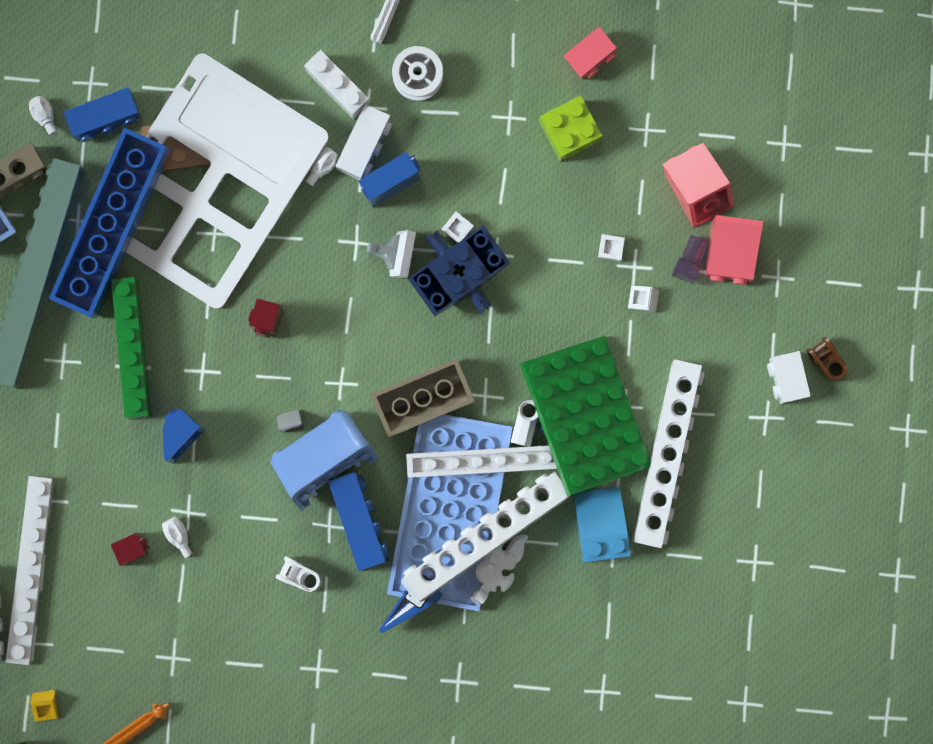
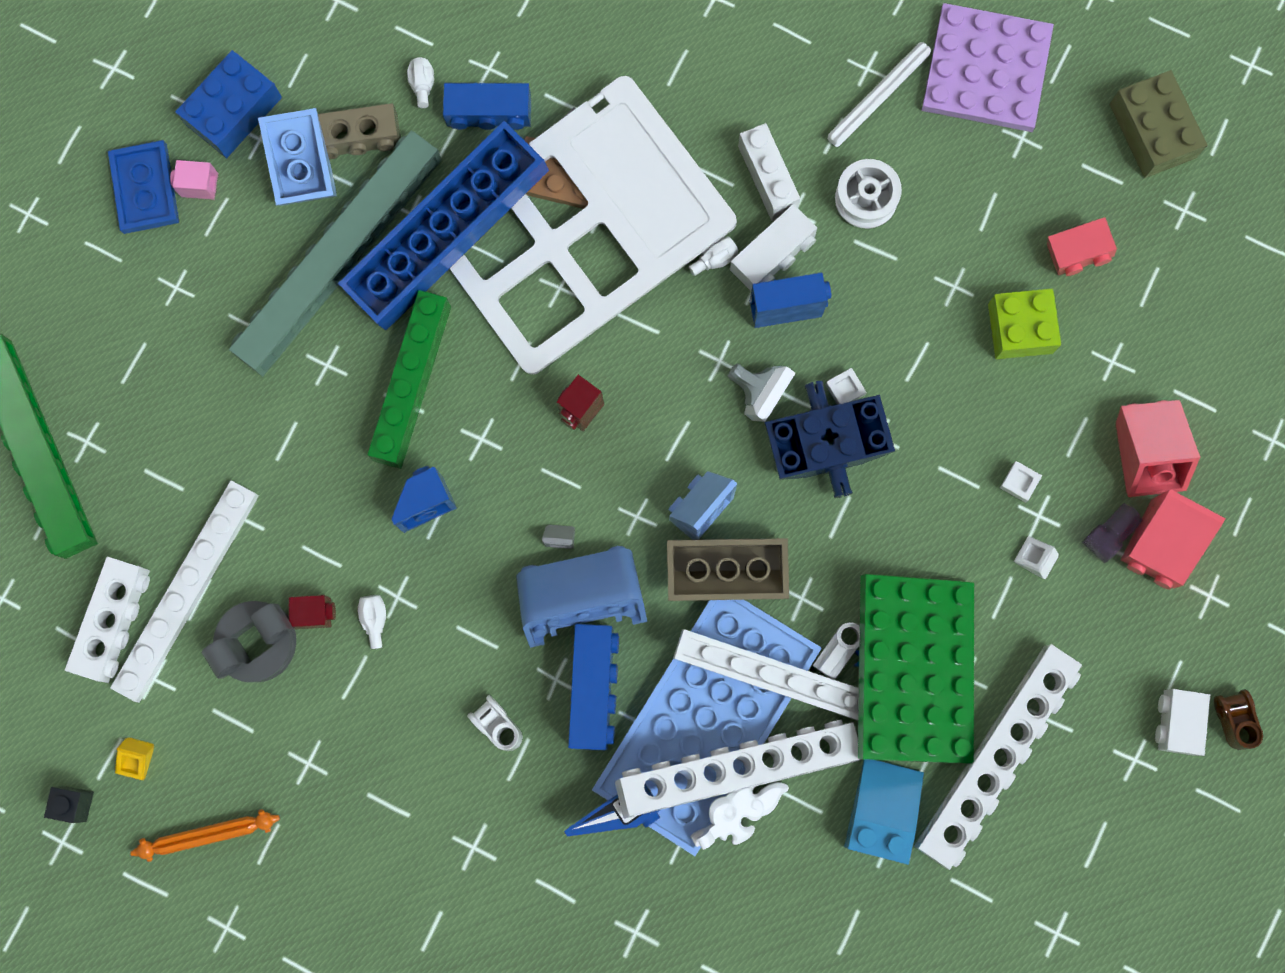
camera: 25 degrees right, 5 degrees down
(84, 605) = (227, 654): none -> dark grey piece
(385, 357) = (702, 504): none -> light blue slope

